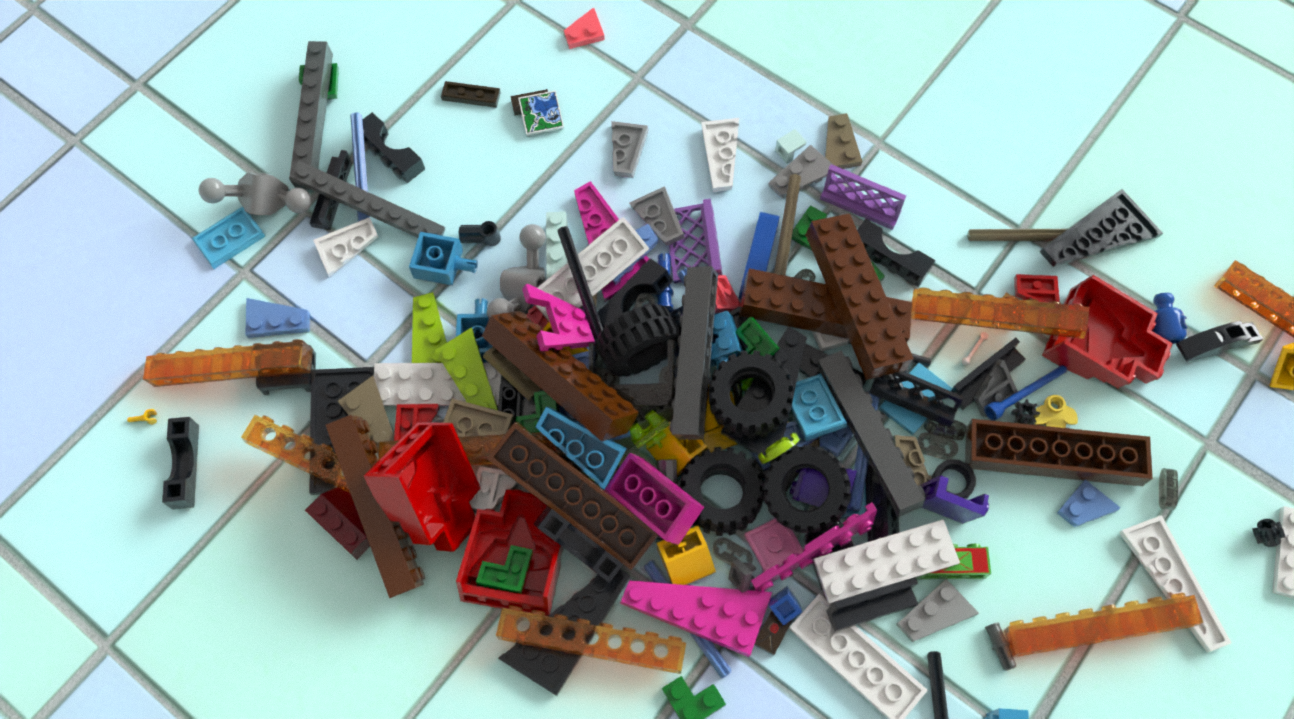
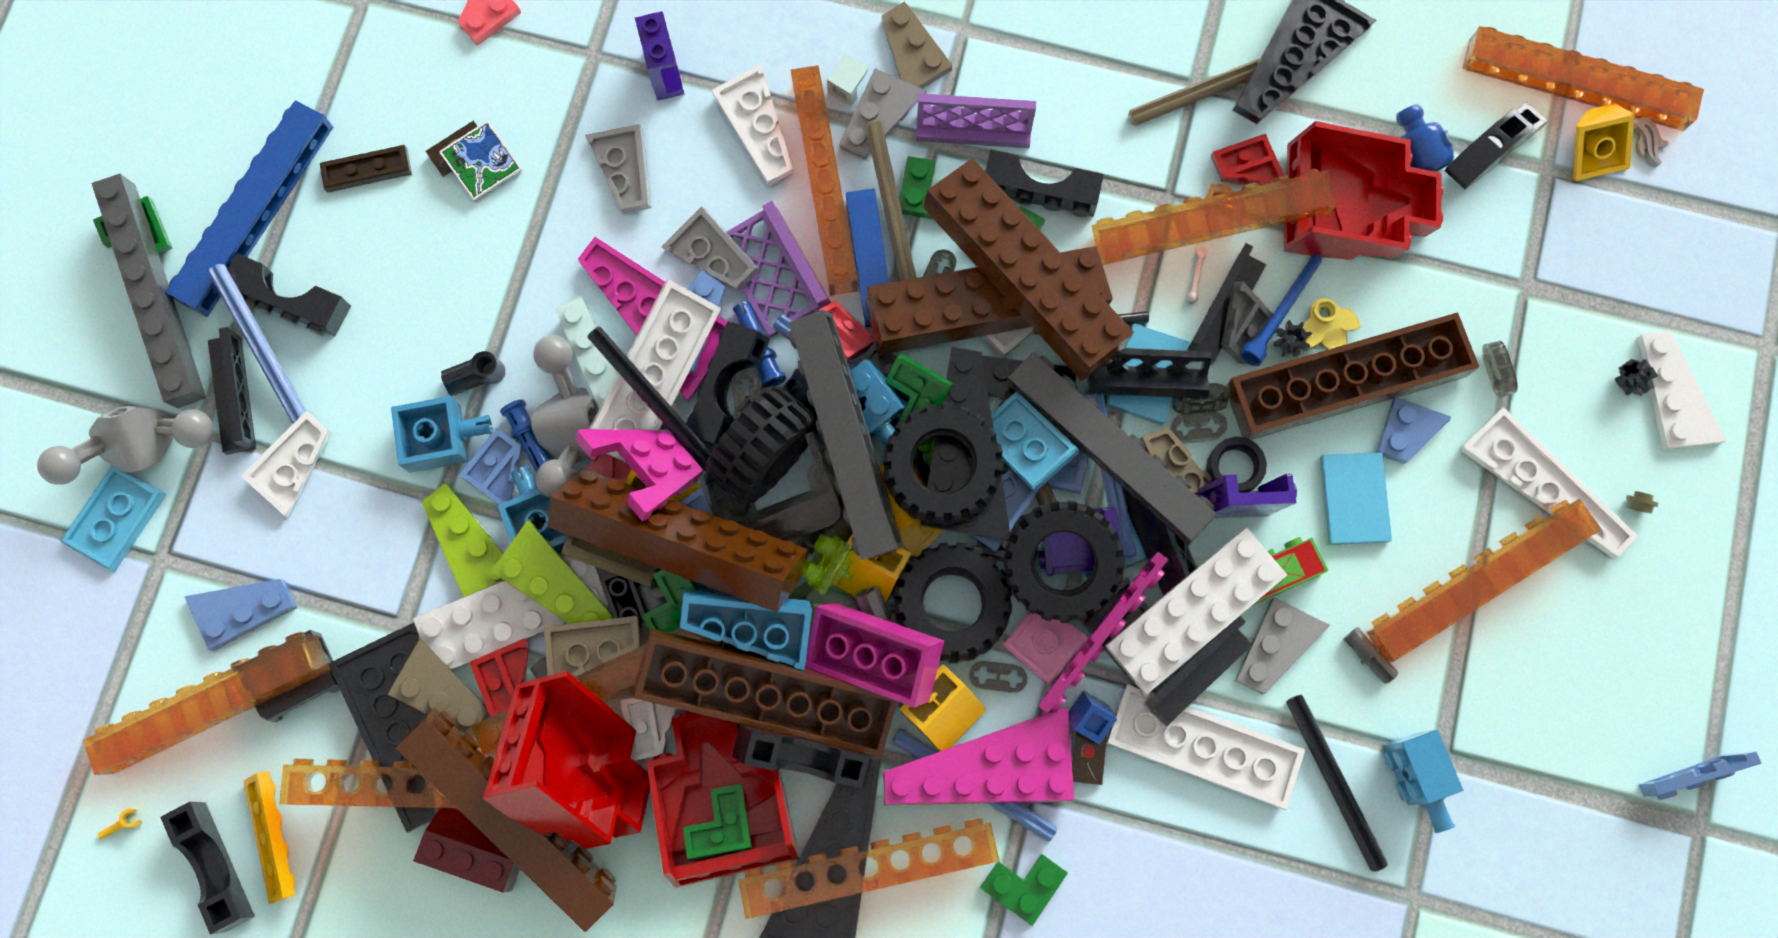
camera: 25 degrees left, 10 degrees up
(224, 467) = (268, 835): none -> yellow plate
(363, 201) = (288, 392): dark grey plate -> none
(394, 89) = (251, 204): none -> blue brick
(465, 292) = (492, 467): none -> medium blue wing
(493, 279) = (522, 431): none -> blue pin
(676, 89) = (659, 55): none -> dark purple panel
(741, 574) = (1021, 701): dark grey tile -> none
(749, 201) = (824, 181): none -> clear orange brick
(778, 448) = (1007, 522): lime tile -> none
(1030, 536) = (1355, 498): none -> medium azure tile
(1242, 621) = (1641, 502): none -> olive plate

